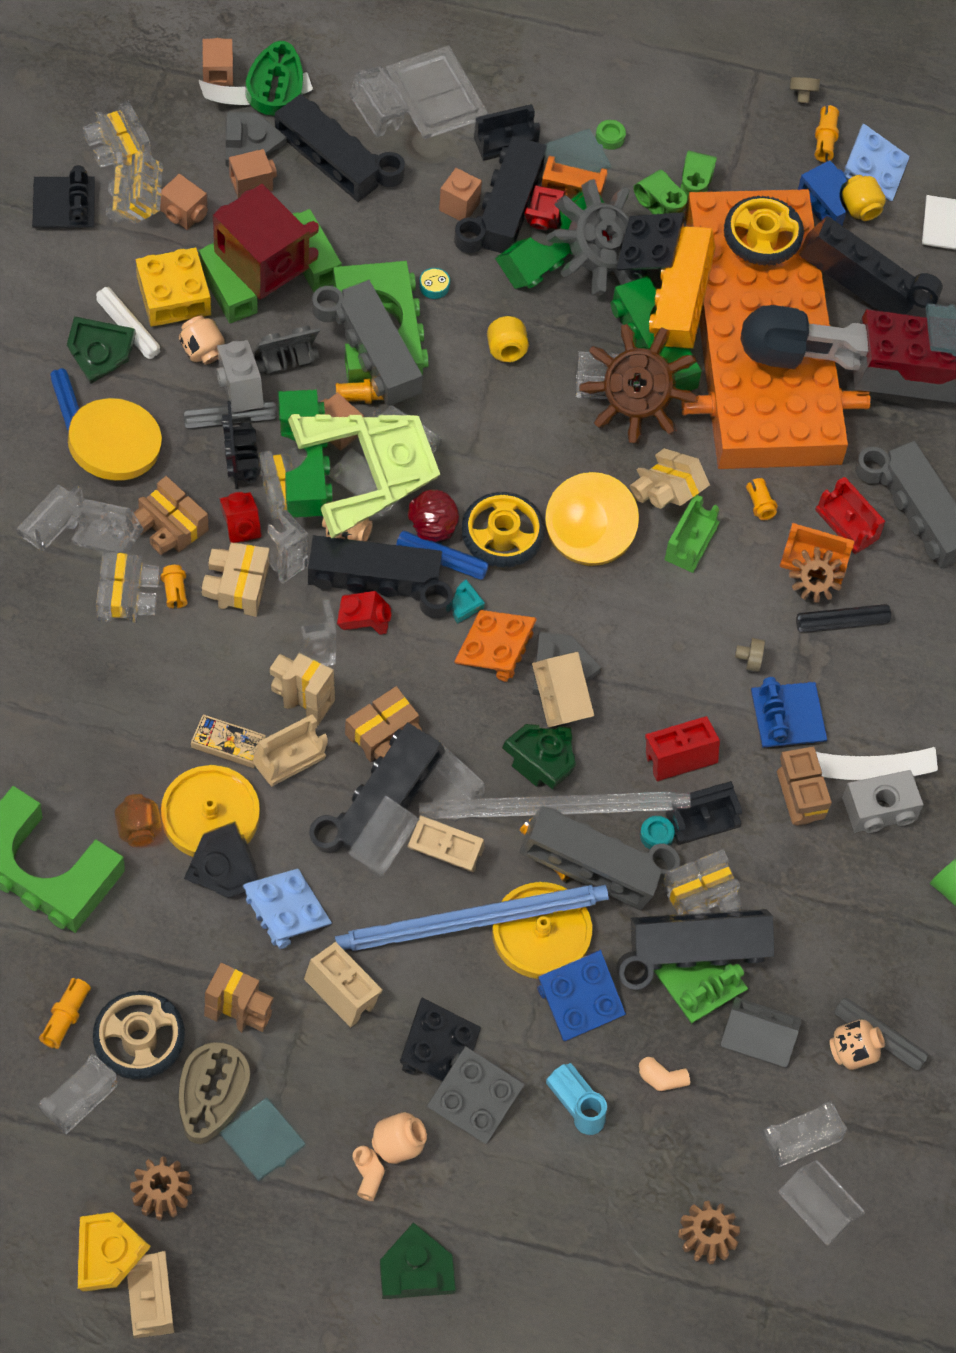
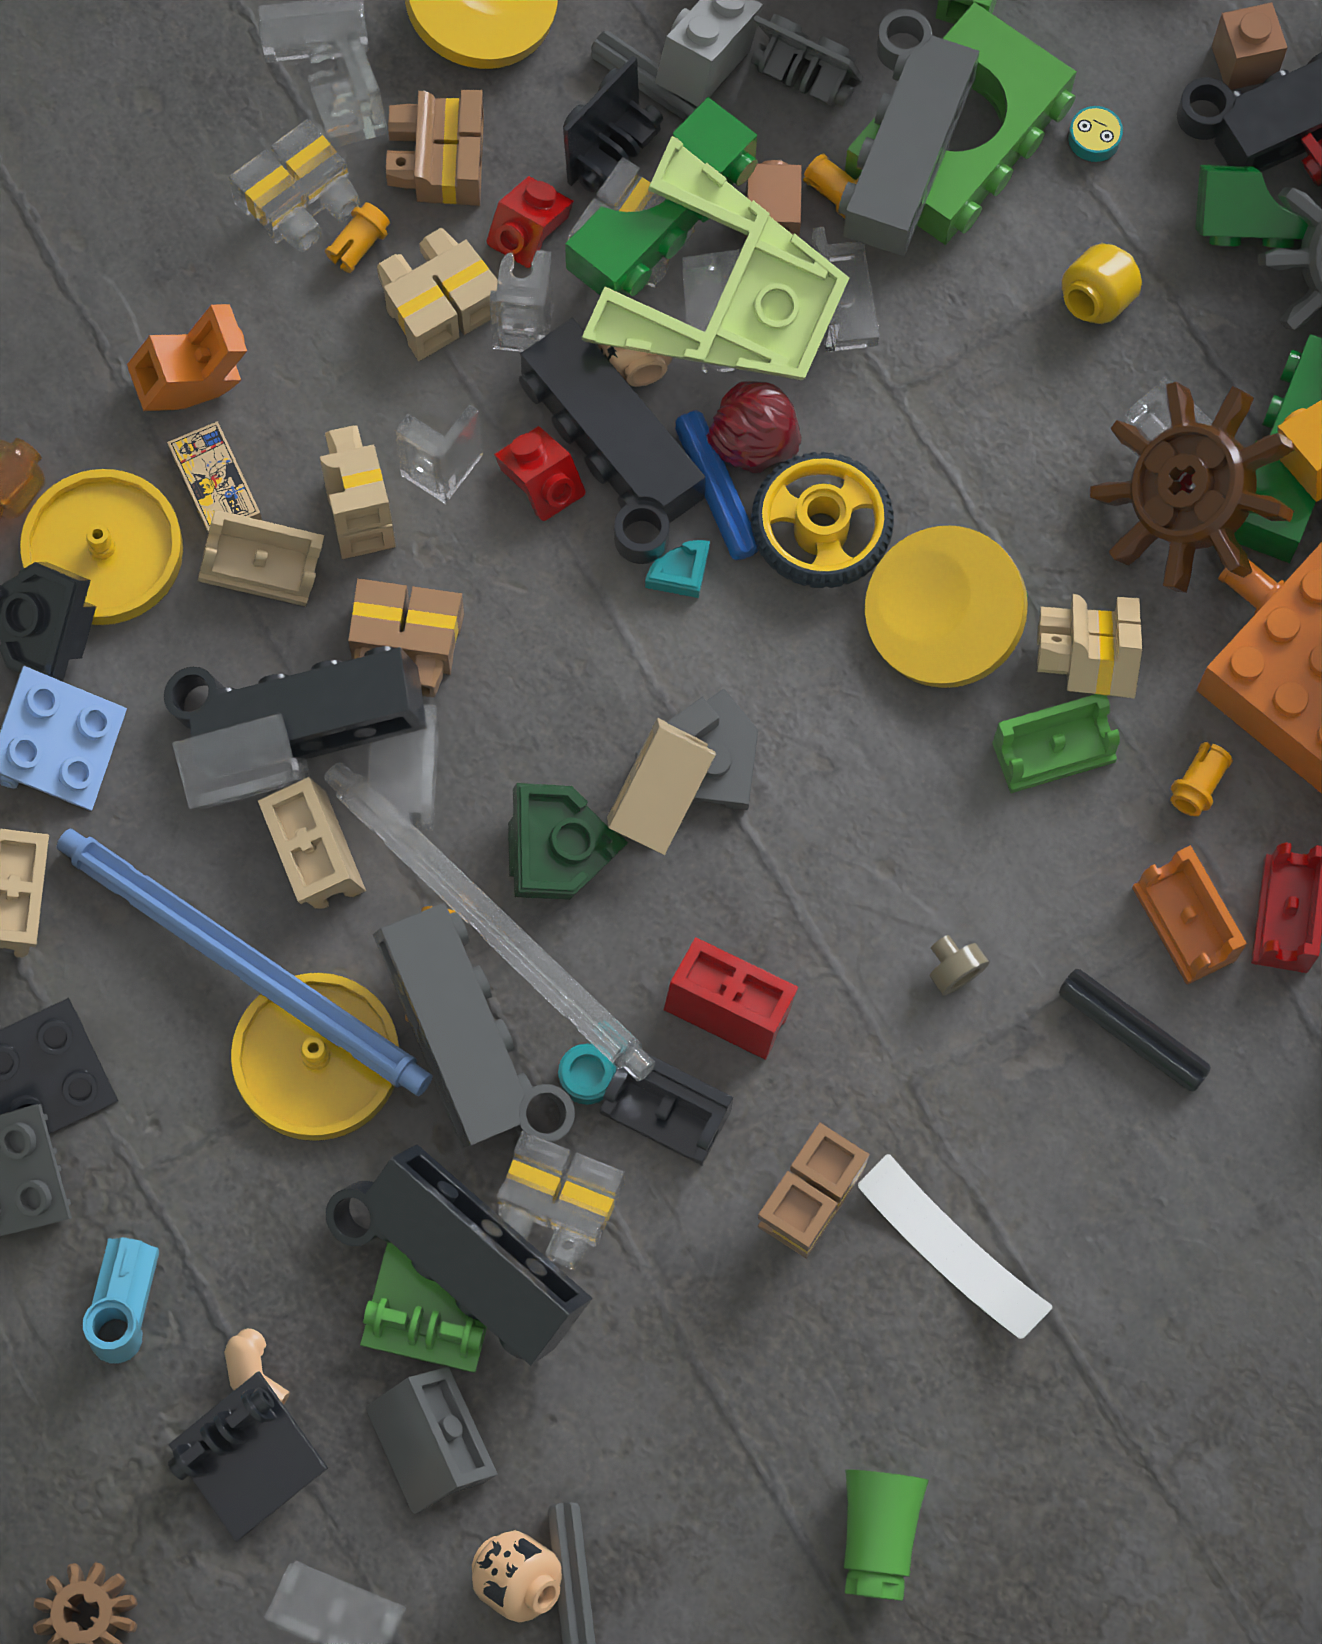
camera: 50 degrees right, 10 degrees up
(168, 698) = (190, 367): none -> orange brick
(496, 642) = (657, 653): orange hinge -> none
(581, 995) = (265, 1180): blue hinge -> none
(700, 1107) = (246, 1456): none -> black hinge
(788, 713) = (920, 1084): blue hinge -> none
(814, 564) = (1157, 963): medium nougat gear -> none
(895, 789) = (890, 1279): light grey brick -> none

